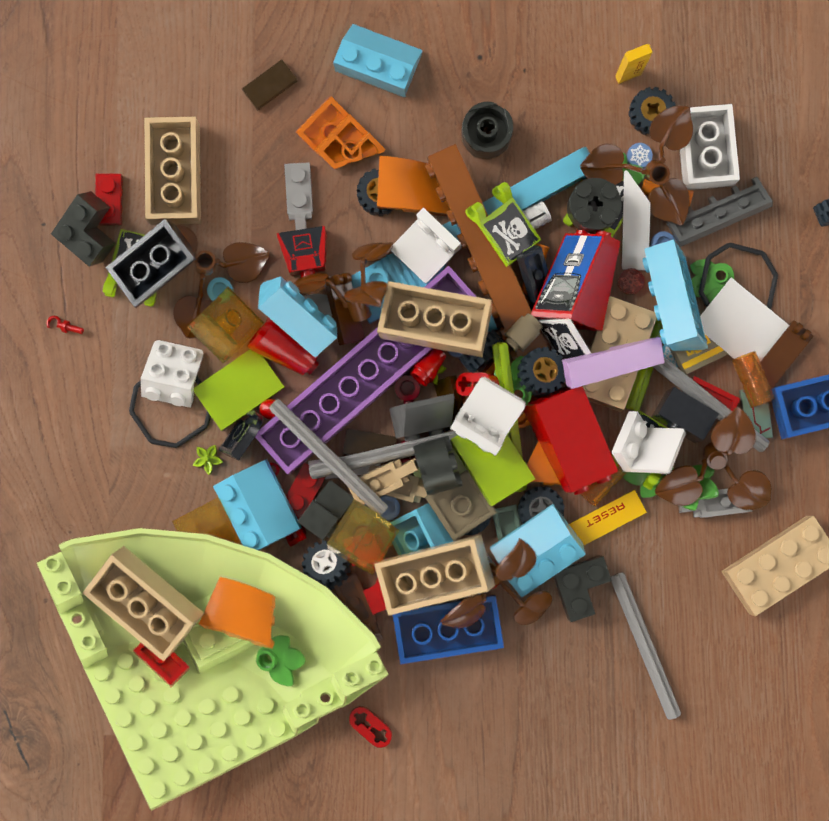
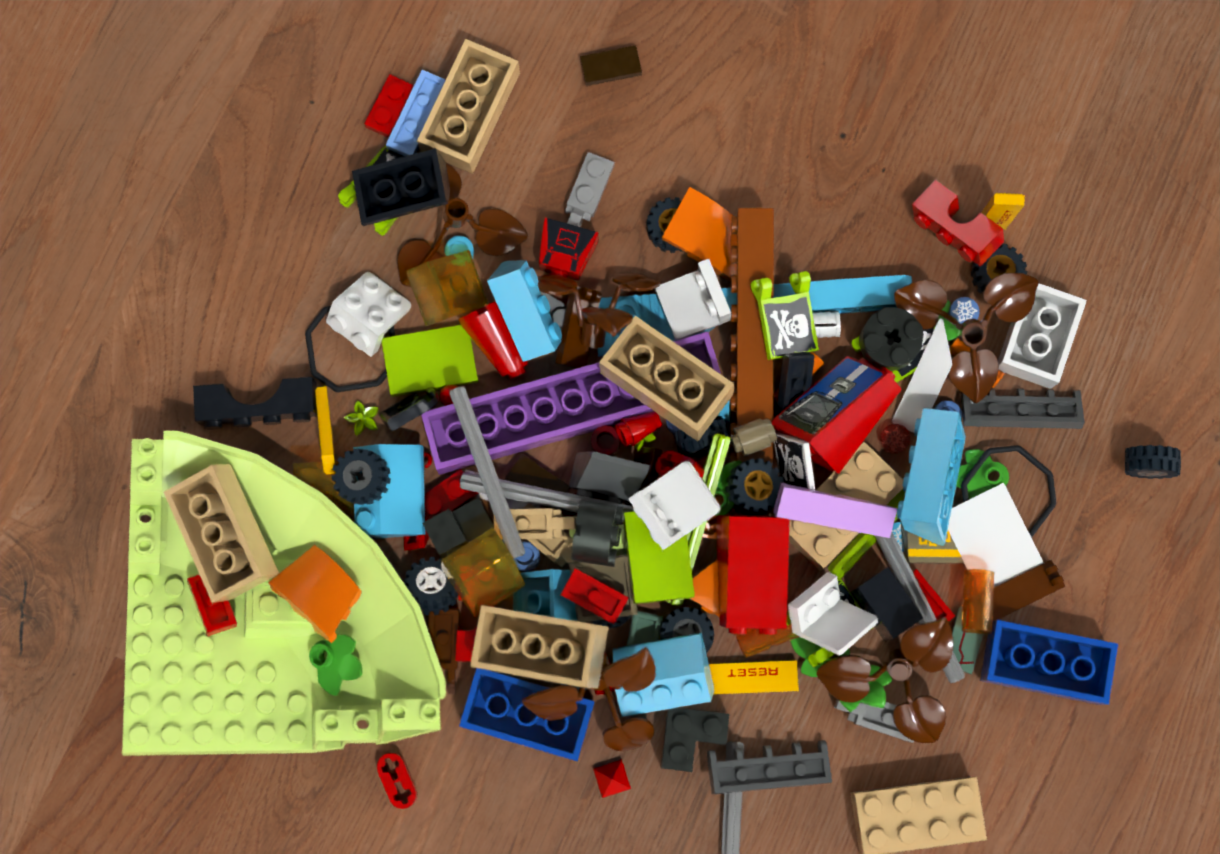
camera: 25 degrees right, 5 degrees down
(65, 325) = (282, 214): red hand -> none
(79, 229) = (344, 123): pearl dark grey brick -> none
(133, 196) = (415, 114): none -> light blue plate
(146, 470) = (293, 400): none -> black arch
(184, 483) = (325, 430): none -> yellow tile
(241, 505) = (371, 481): none -> black wheel
(337, 136) = (656, 148): orange slope -> none
(377, 60) = (734, 90): medium azure slope -> none
(458, 515) = (594, 596): none -> red plate
(496, 120) = (830, 208): pearl dark grey brick -> none
(534, 646) = (612, 778): none -> red slope
(622, 96) = (973, 239): none -> arch
(653, 585) = (769, 771): none -> dark grey hinge

